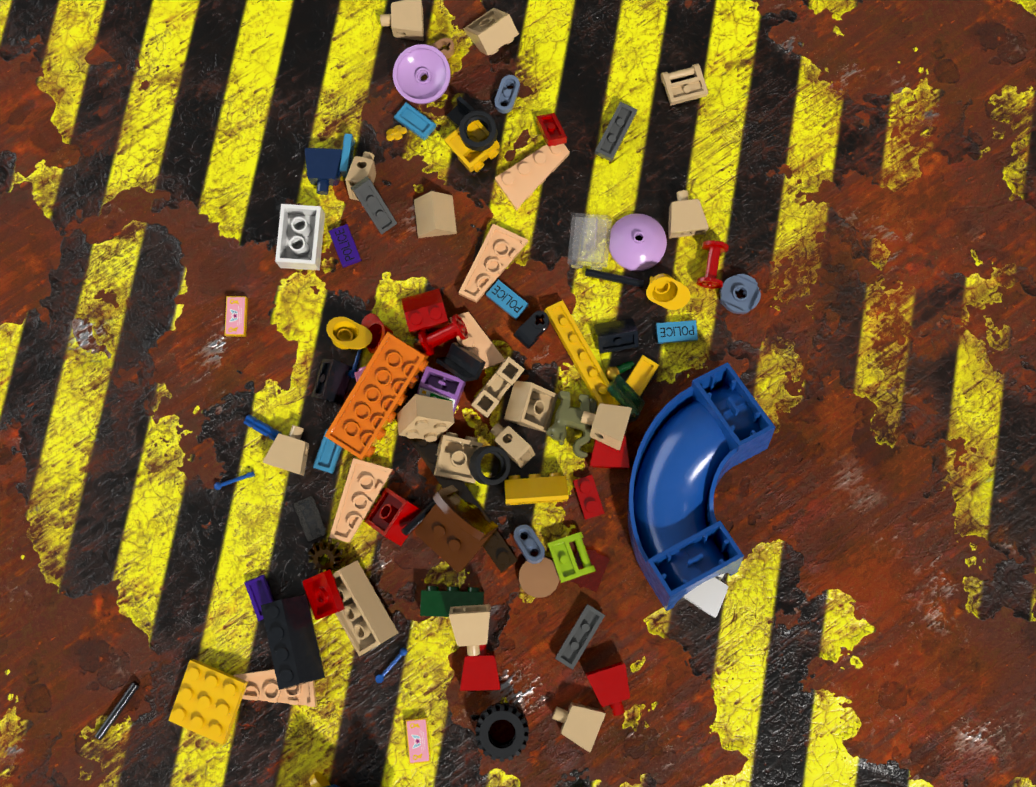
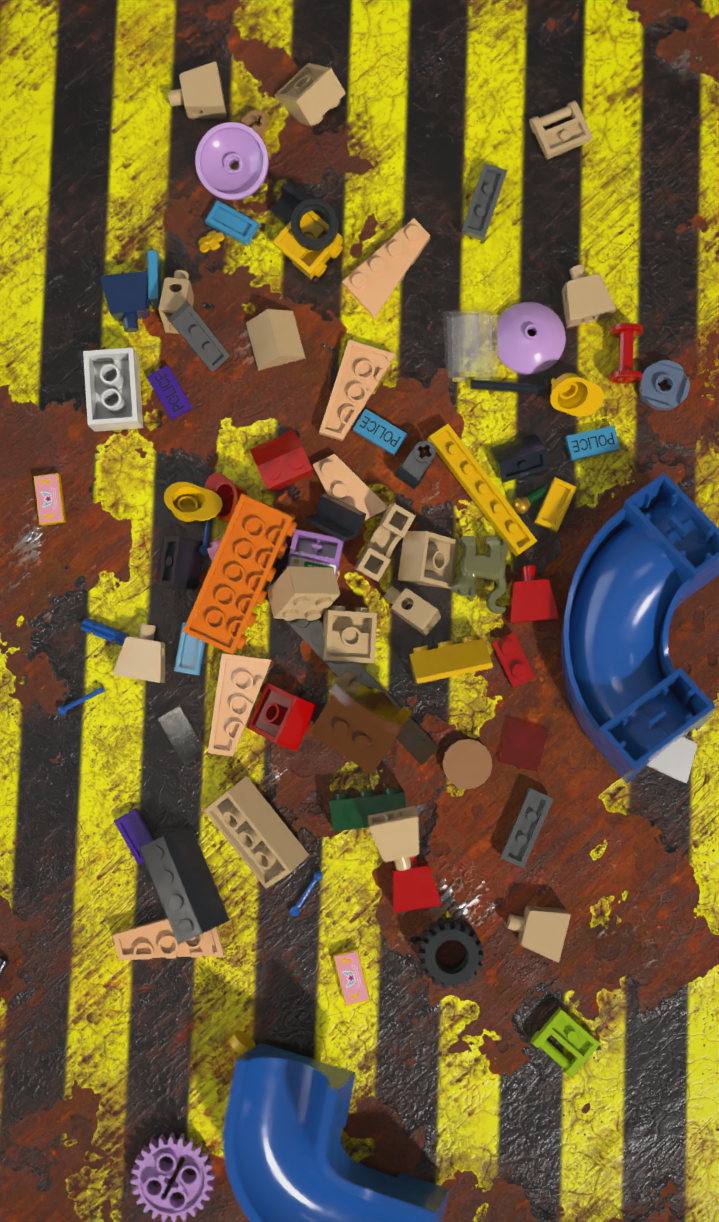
camera: 10 degrees left, 5 degrees up
(208, 701) = (94, 968): yellow plate -> none
(320, 549) = (204, 784): dark brown gear -> none
(323, 594) = (212, 823): red plate -> none
(418, 518) = (315, 712): black bar -> none
(431, 340) = (308, 487): red hose -> none
(504, 465) = (406, 633): black tyre -> none
(507, 95) = (342, 174): sand blue plate -> none
(530, 544) = (451, 727): sand blue plate -> none
(551, 129) = (404, 210): red plate -> none
(564, 558) = (495, 738): lime plate -> none
(608, 424) = (527, 569): tan torso -> none
(610, 686) = (571, 880): red torso -> none
(625, 395) = (542, 531): clear green plate -> none

